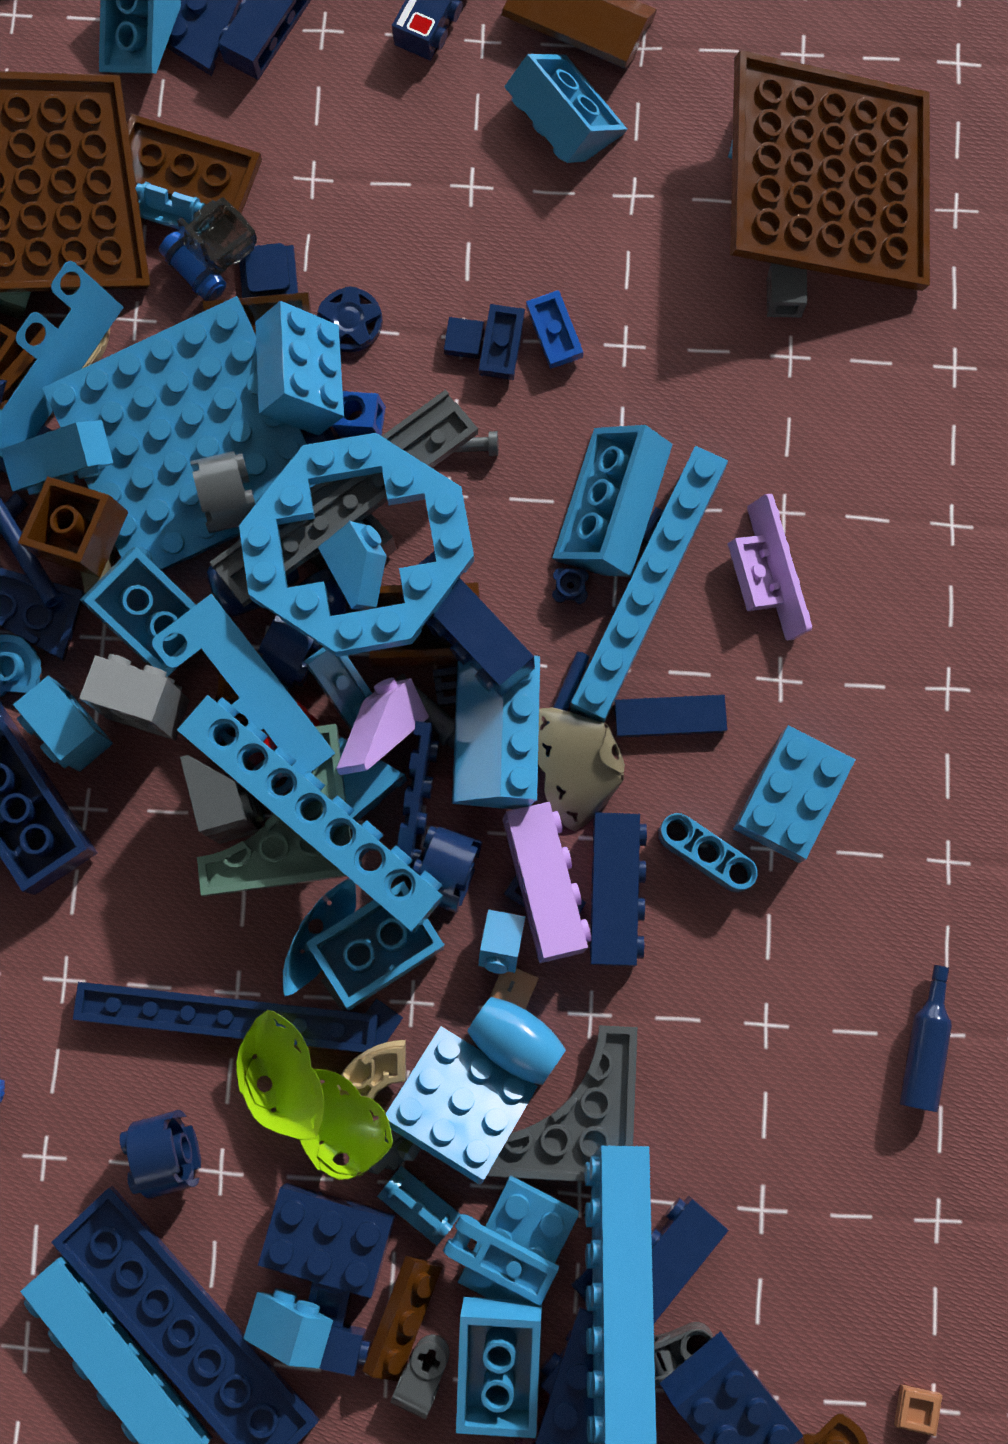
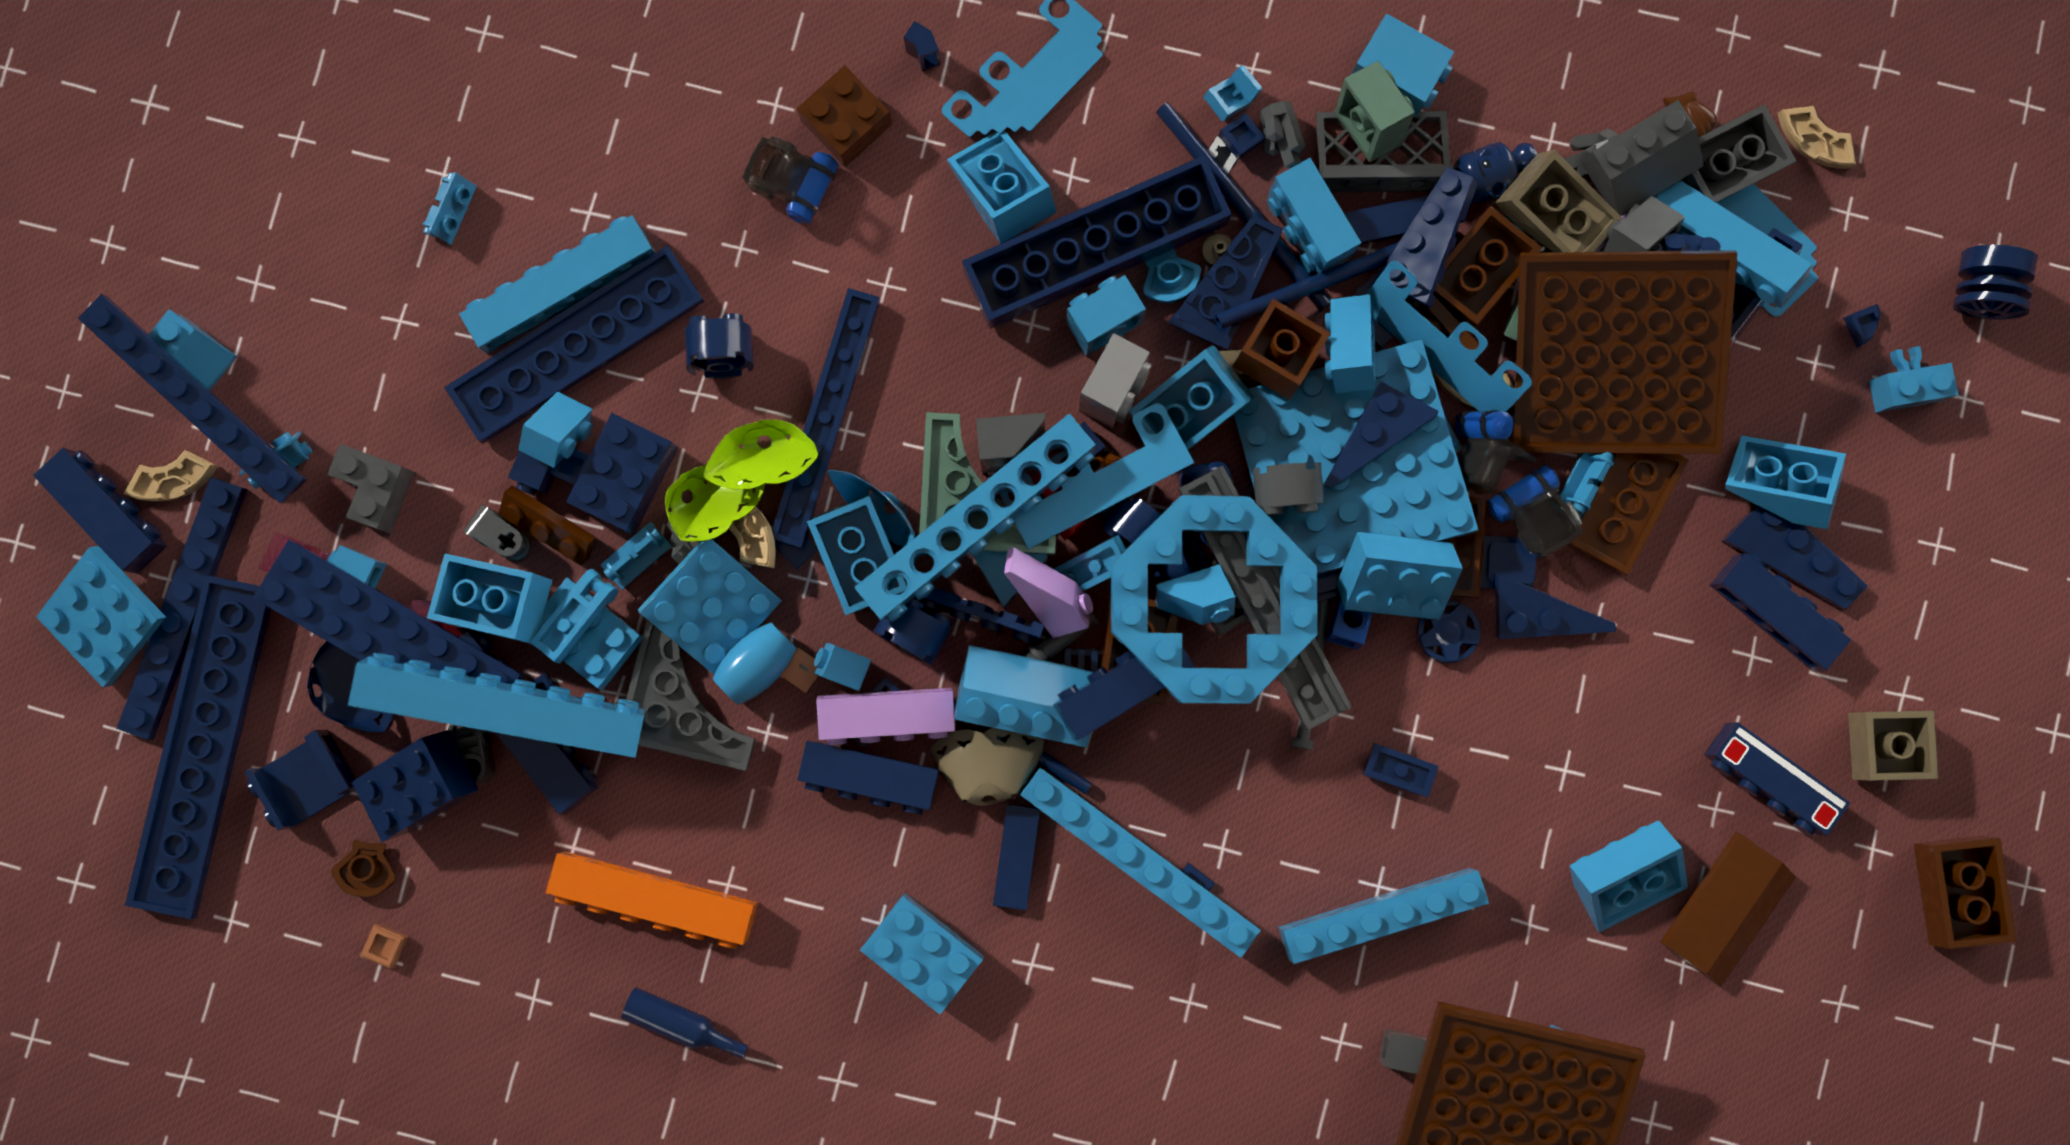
camera: 95 degrees right, 5 degrees up
(138, 408) = (1385, 422): none -> dark blue wing
(148, 305) = (1486, 448): none -> clear smoke piece
(315, 239) = (1531, 613): none -> dark blue wing
(463, 337) = (1411, 735): dark blue tile -> none
(554, 329) = (1404, 822): blue plate -> none
(565, 576) = (1146, 795): dark blue plate -> none
(613, 500) = (1227, 844): dark azure slope -> none
(654, 333) = (1383, 915): none -> dark azure brick
(726, 854) = (870, 871): dark azure beam -> none
(767, 569) = (1134, 973): lavender bracket -> none
(798, 1107) = (651, 898): none -> orange brick

